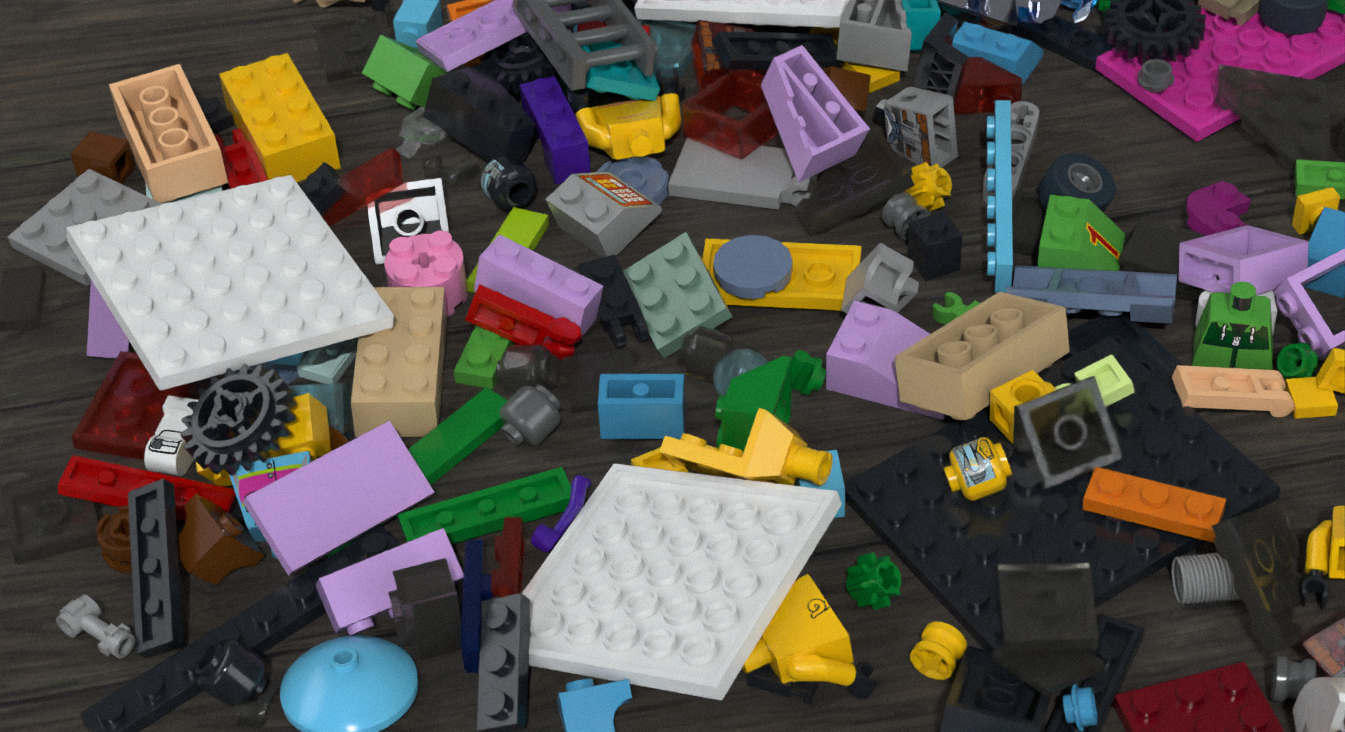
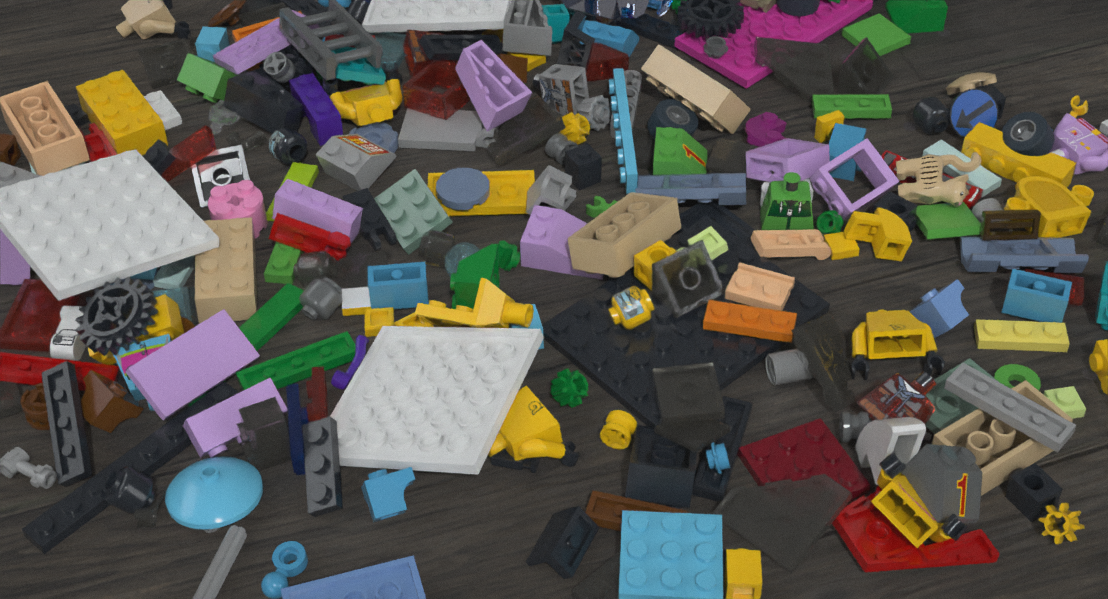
camera: 10 degrees left, 0 degrees up
(339, 115) = (164, 109): none -> white plate
(499, 65) = (273, 67): none -> dark grey wheel
(579, 423) = (355, 301): none -> white tile
(607, 451) = (377, 318): none -> yellow tile
(964, 163) = (596, 111): none -> light grey piece
(1115, 142) = (695, 90): none -> tan brick
(1175, 454) = (759, 287): none -> light nougat plate

